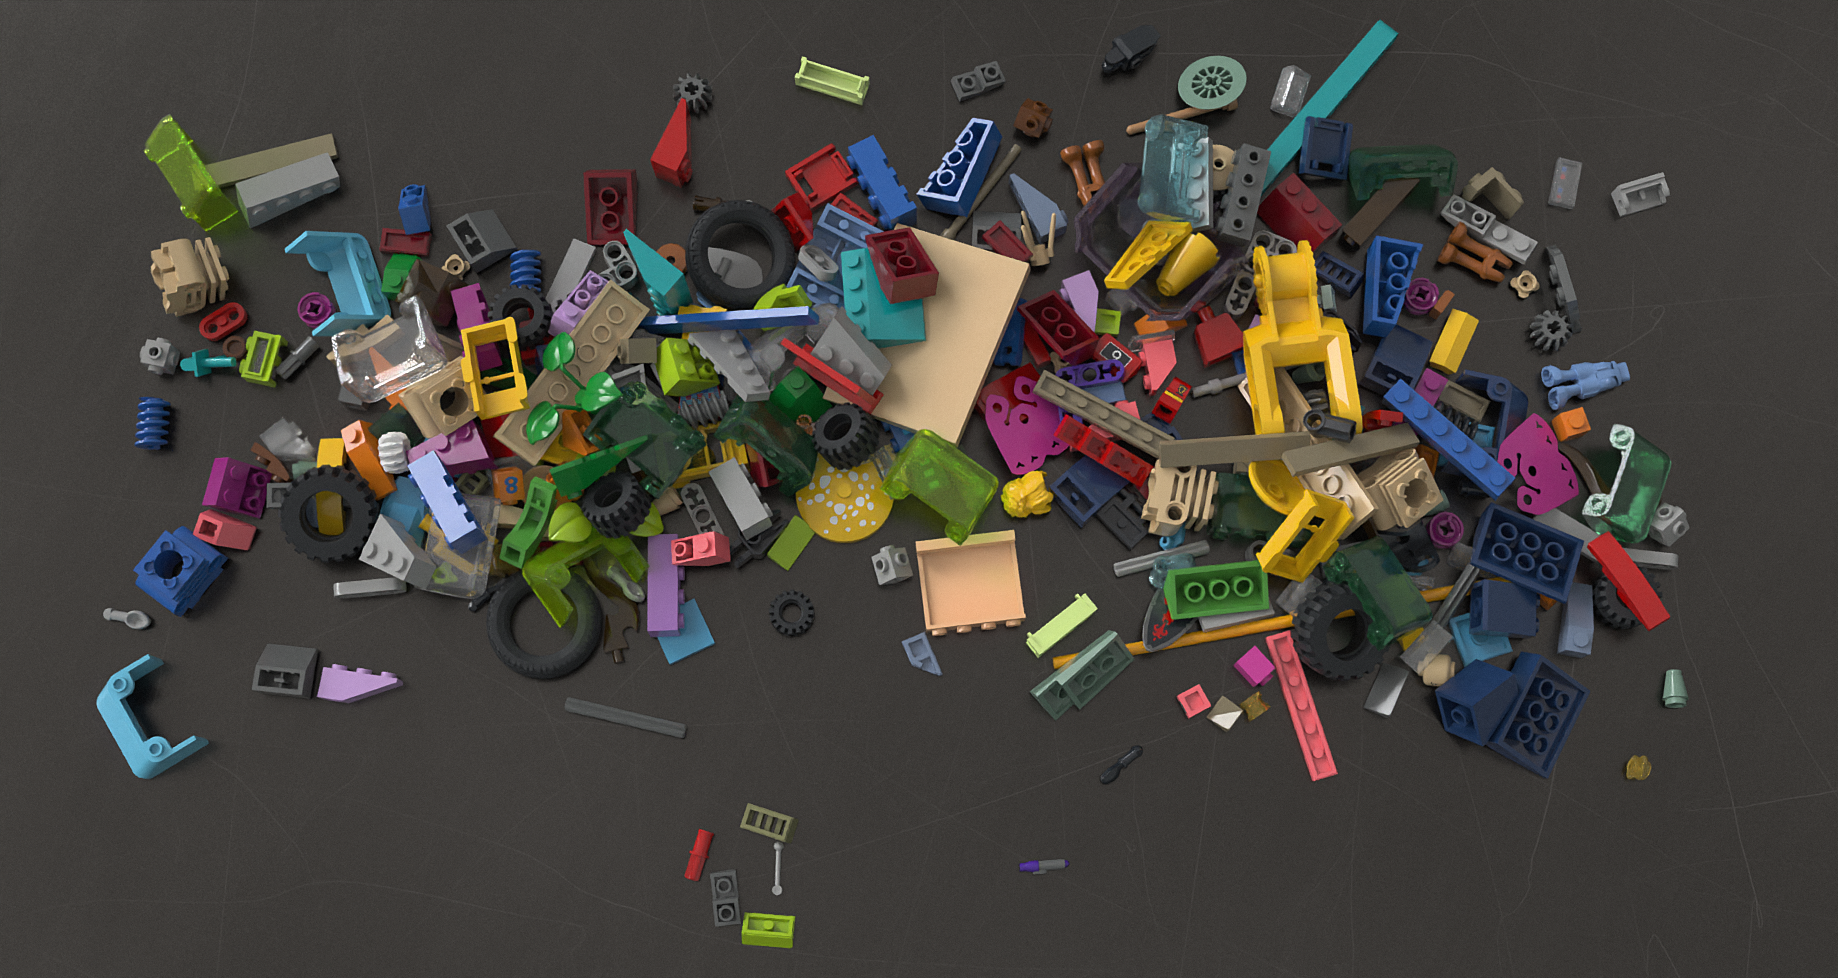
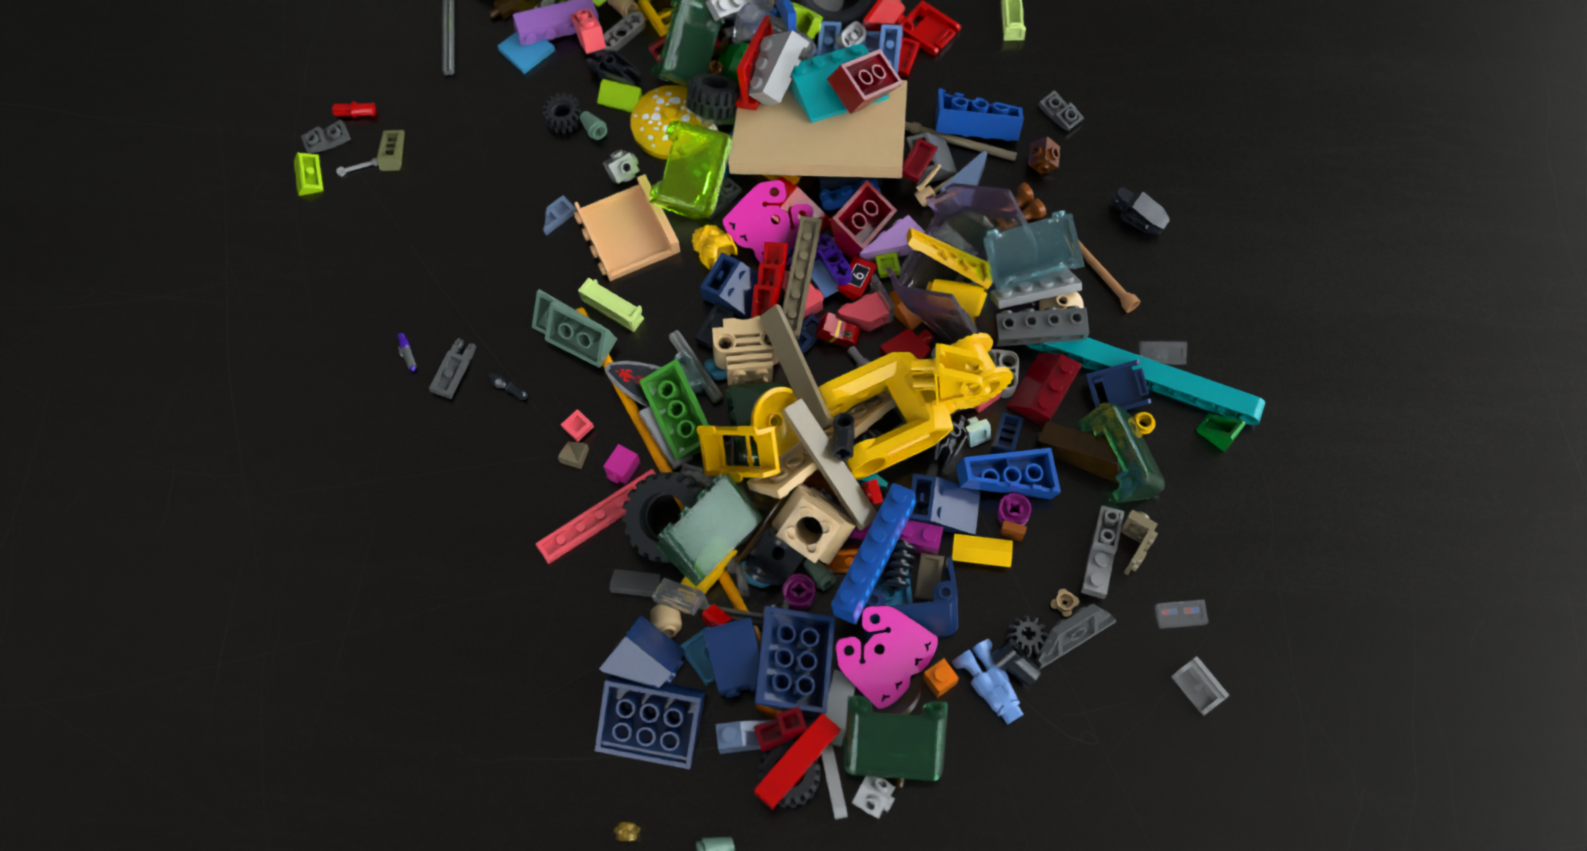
camera: 75 degrees right, 10 degrees down
(741, 498) = (632, 40): light grey wedge -> none
(821, 582) = (594, 126): none -> sand green cone
(881, 184) = (937, 67): blue wedge -> none
(1084, 819) = (452, 369): none -> dark grey hinge
(1195, 86) = (1137, 280): sand green piece -> none
(1254, 706) = (586, 474): clear yellow wheel -> none
(1303, 311) = (949, 374): none -> yellow piece
(1365, 134) = (1148, 419): none -> yellow plate
(1396, 71) = (1220, 430): none -> green slope
(1455, 617) = (715, 616): none -> red slope
(1484, 269) = (1085, 527): dark orange piece -> none
(1575, 350) = (1012, 658): none -> black piece
(1591, 588) = (781, 730): none -> dark red slope

